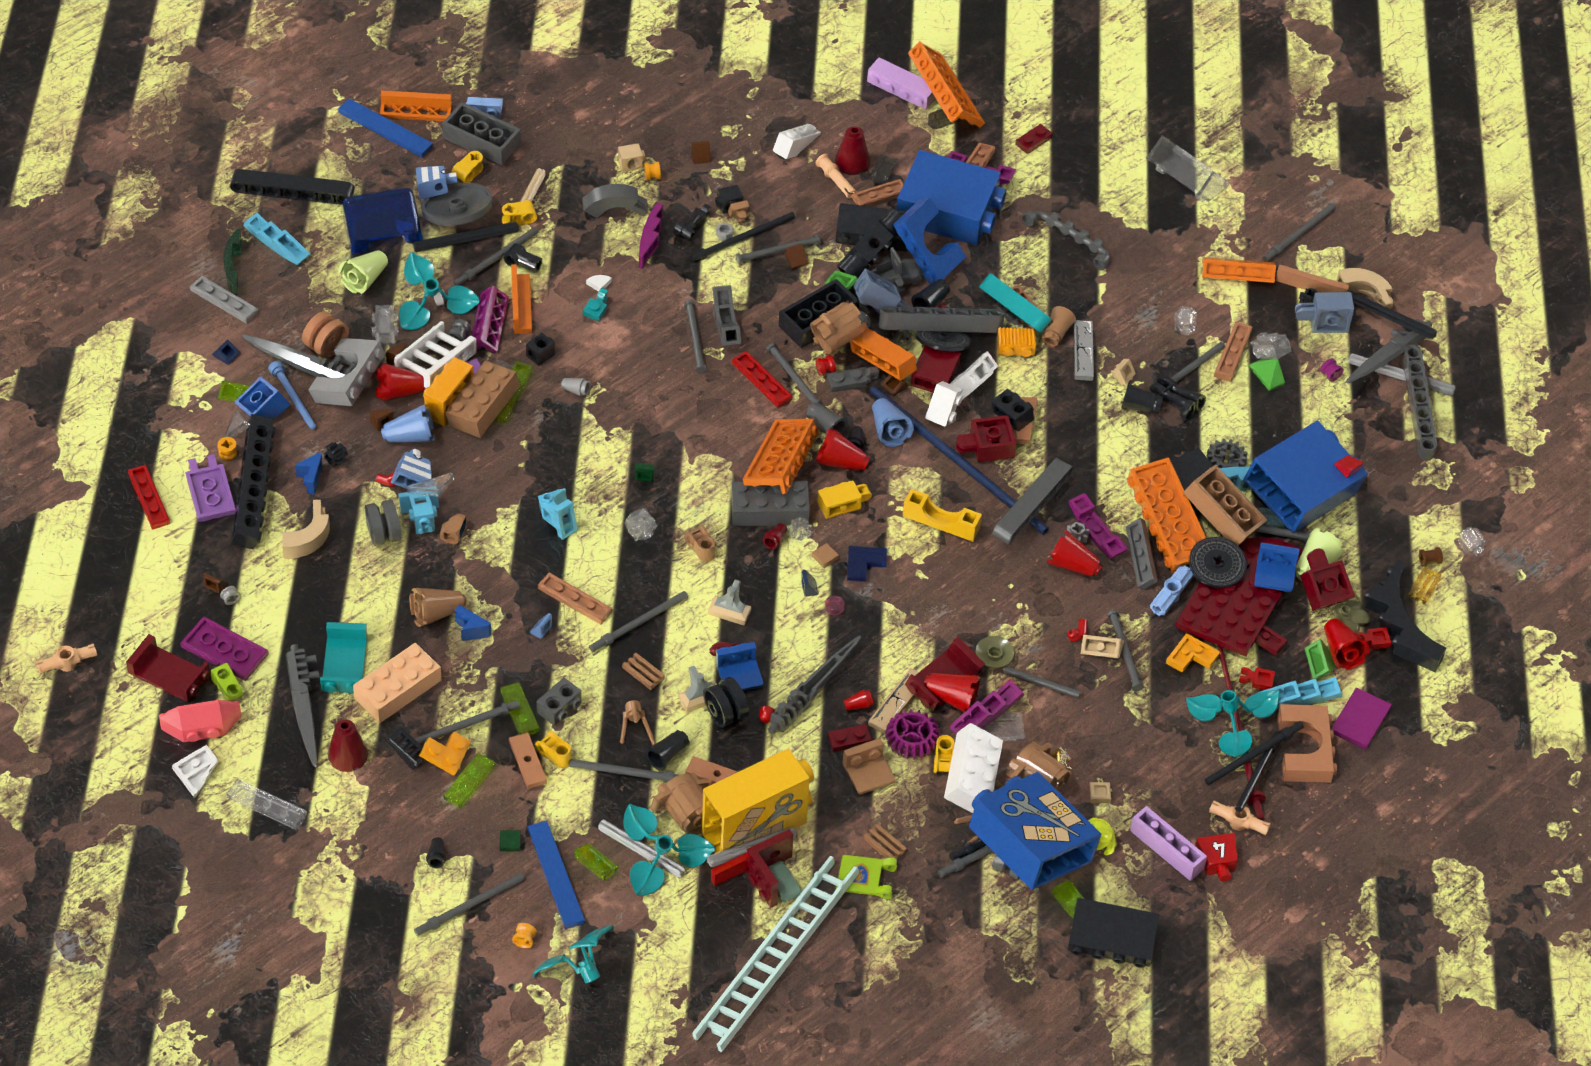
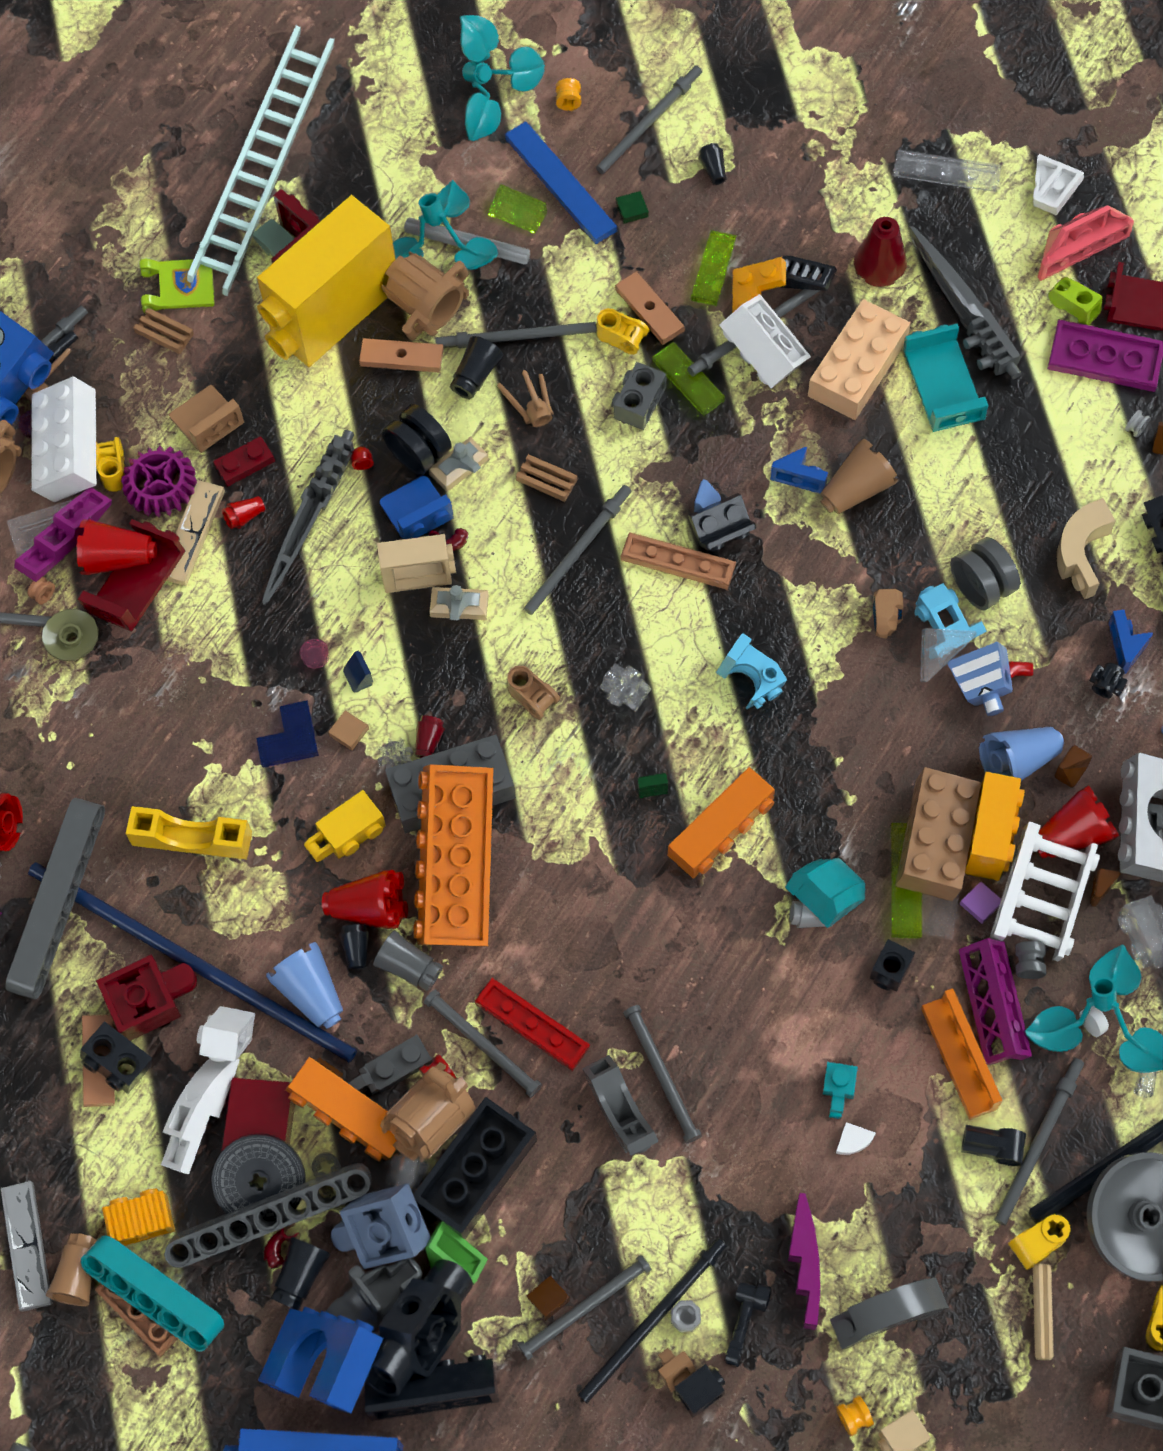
camera: 170 degrees right, 15 degrees up
(457, 704) = (764, 341): none -> white slope
(537, 603) = (721, 523): none -> bracket
(560, 391) = (827, 889): none -> teal slope
(609, 442) = (721, 822): none -> orange brick
(751, 616) = (416, 563): none -> tan window

